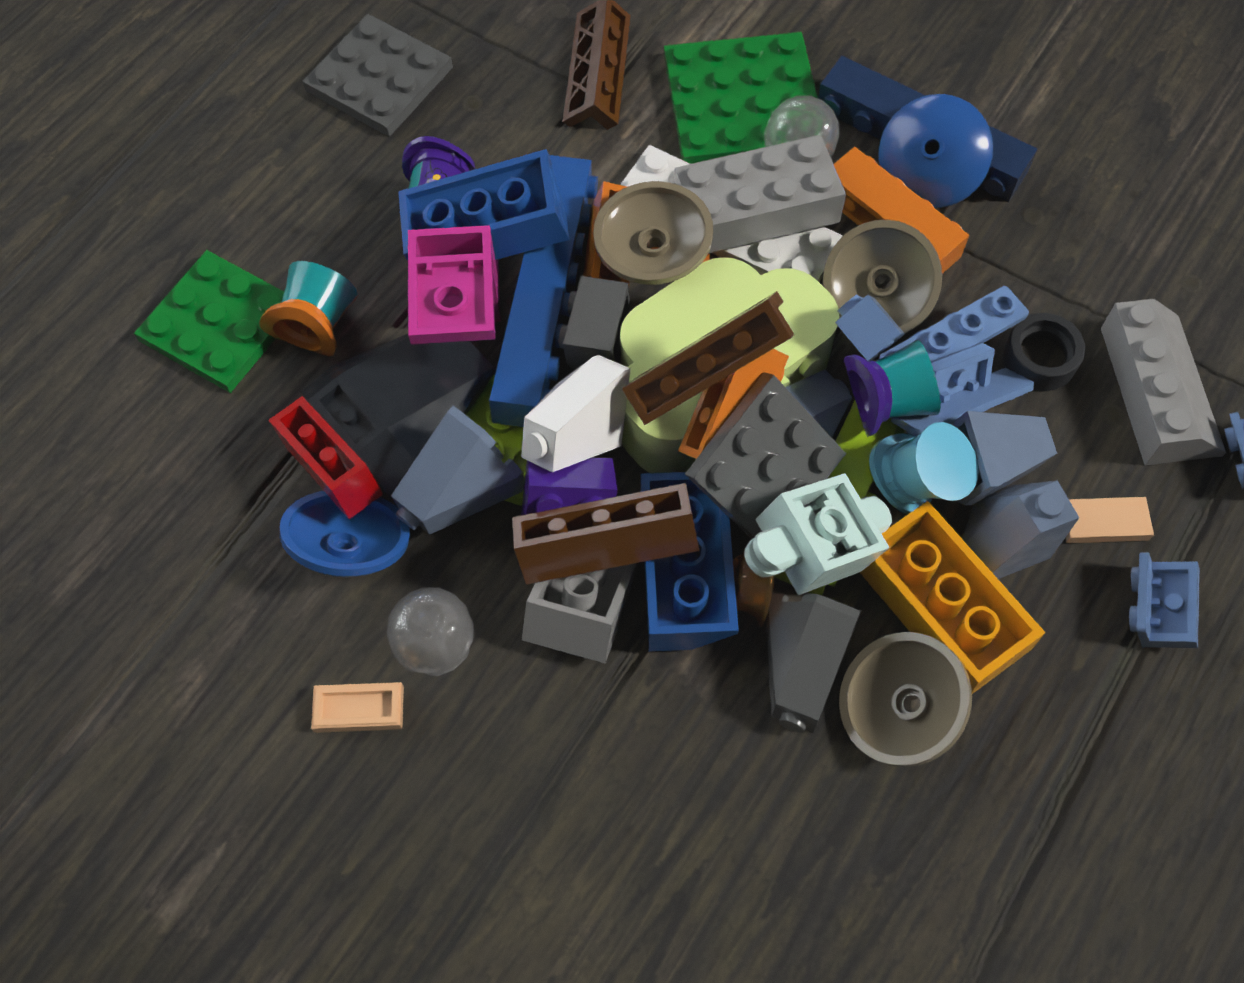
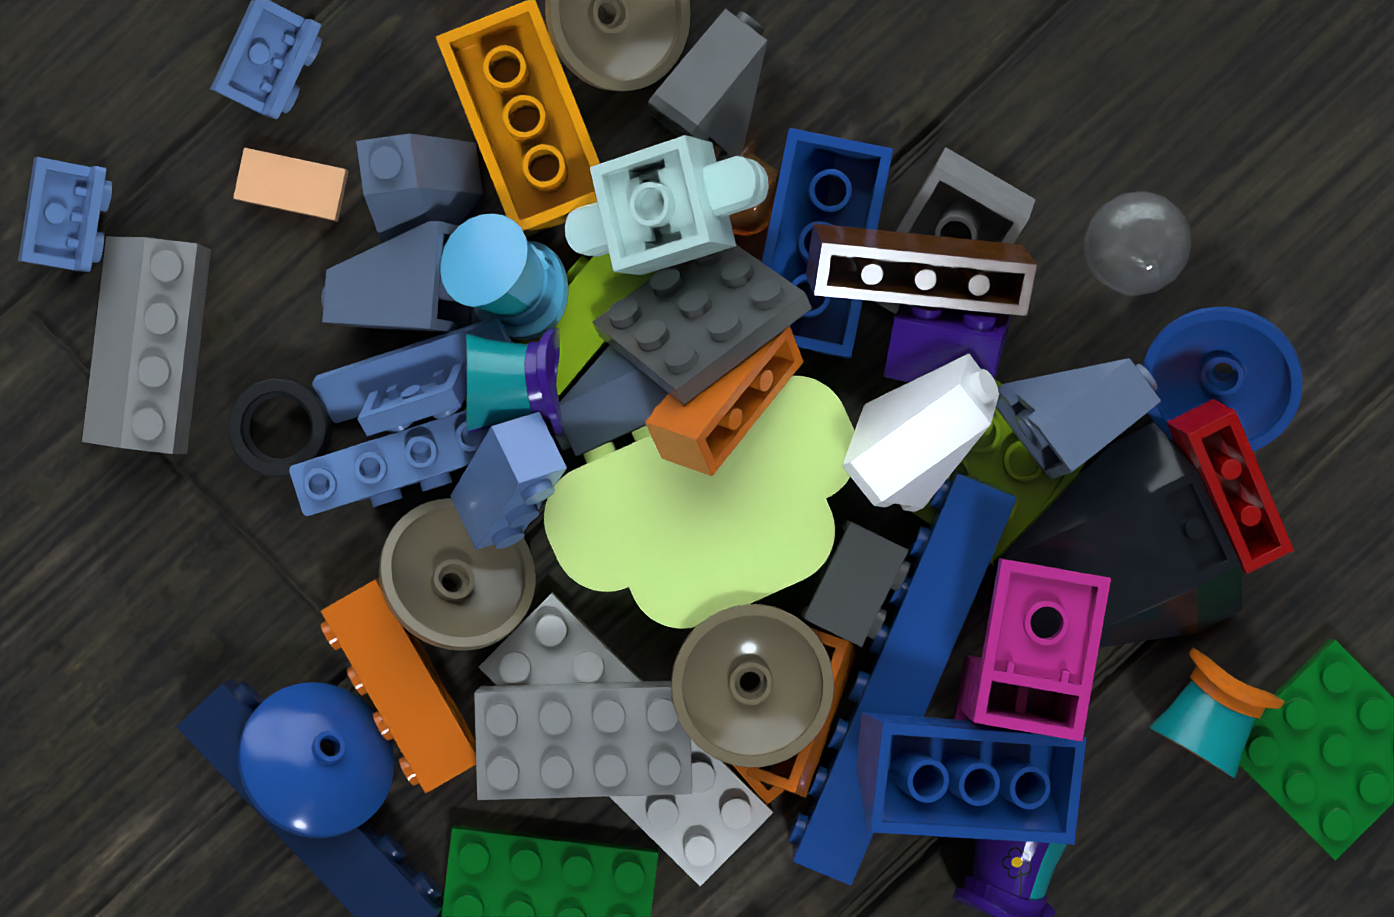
camera: 170 degrees left, 25 degrees up
(357, 707) = (1238, 174): light nougat tile -> none
(709, 359) = (749, 436): reddish brown fence -> none
(802, 118) = (489, 841): clear cylinder -> none

